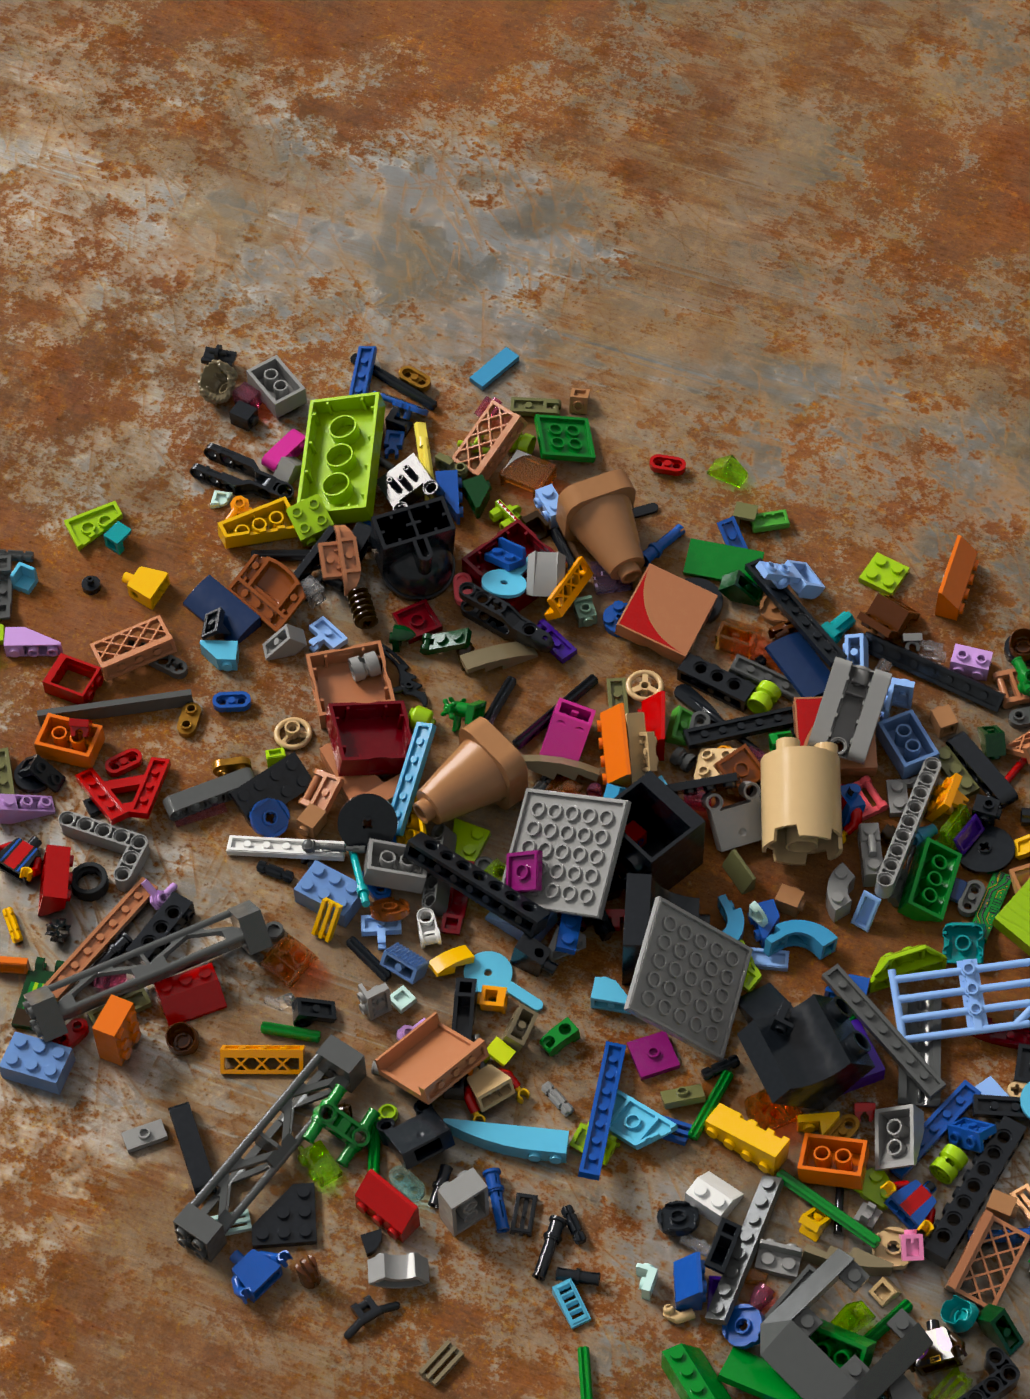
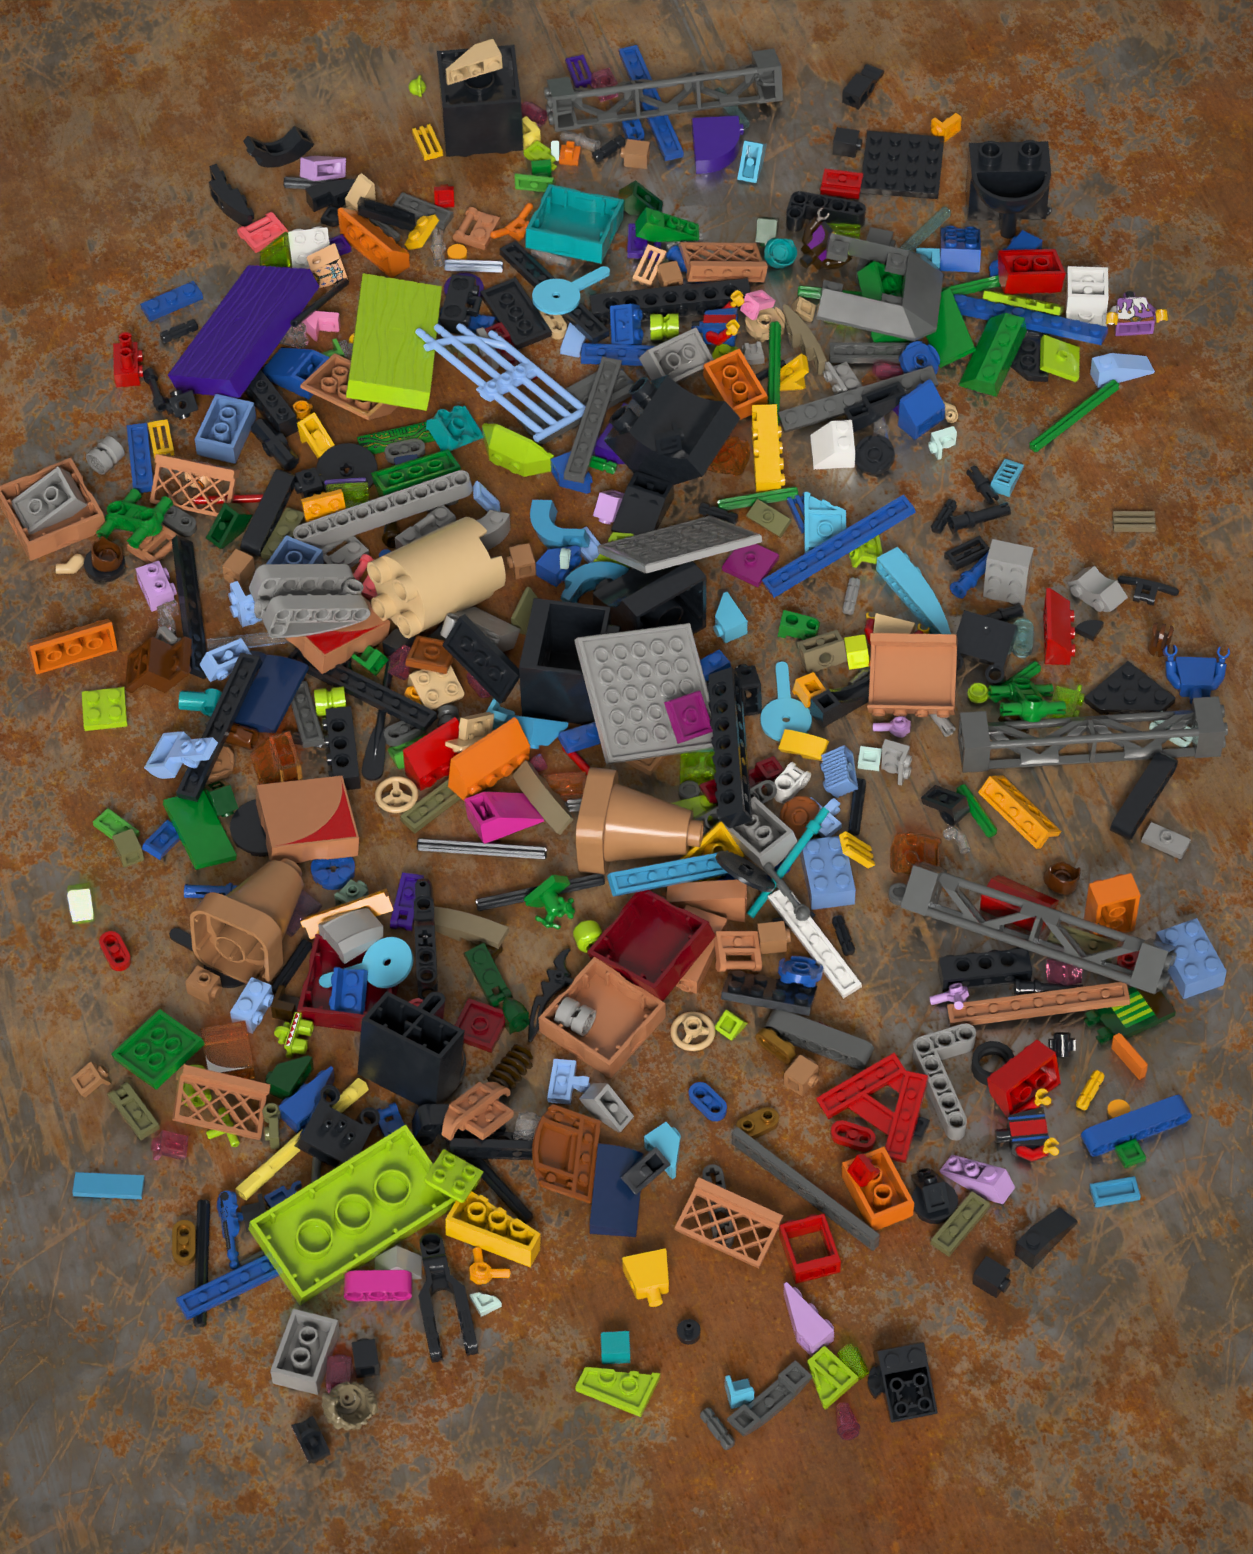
camera: 130 degrees left, 0 degrees up
(194, 765) = (801, 1075): none -> medium nougat brick
(790, 988) = (608, 505): none -> lavender slope

